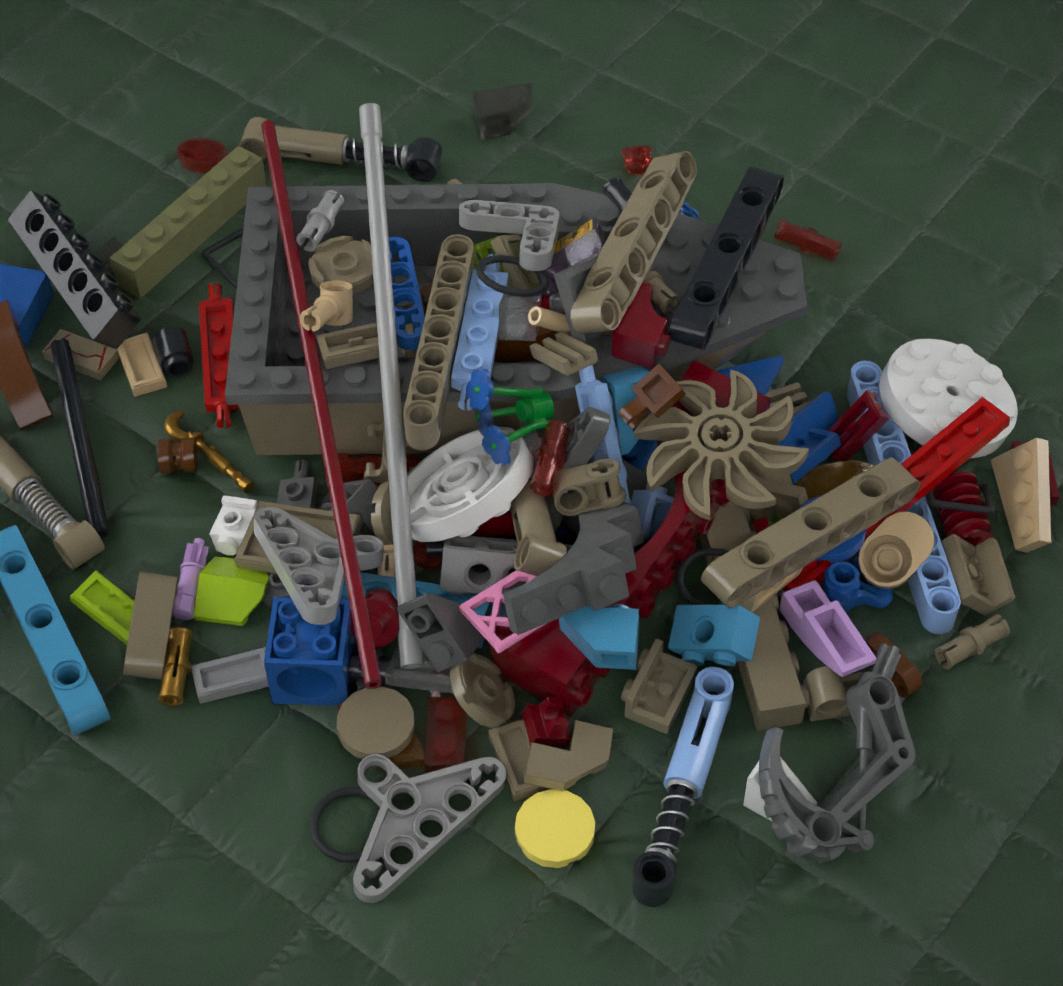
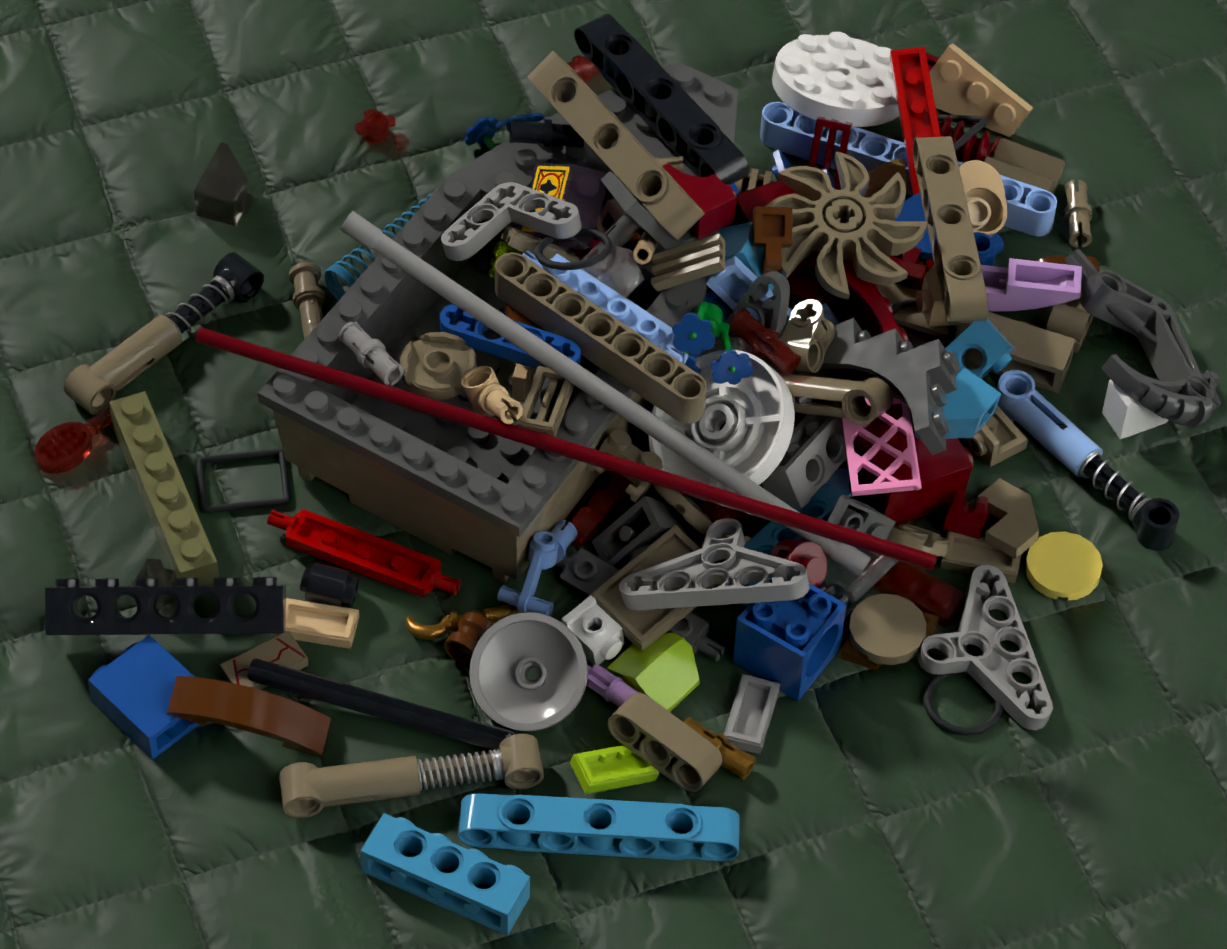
camera: 60 degrees left, 0 degrees up
(158, 502) = (502, 665): none -> light grey dish
(270, 448) = (544, 552): none -> medium blue pin

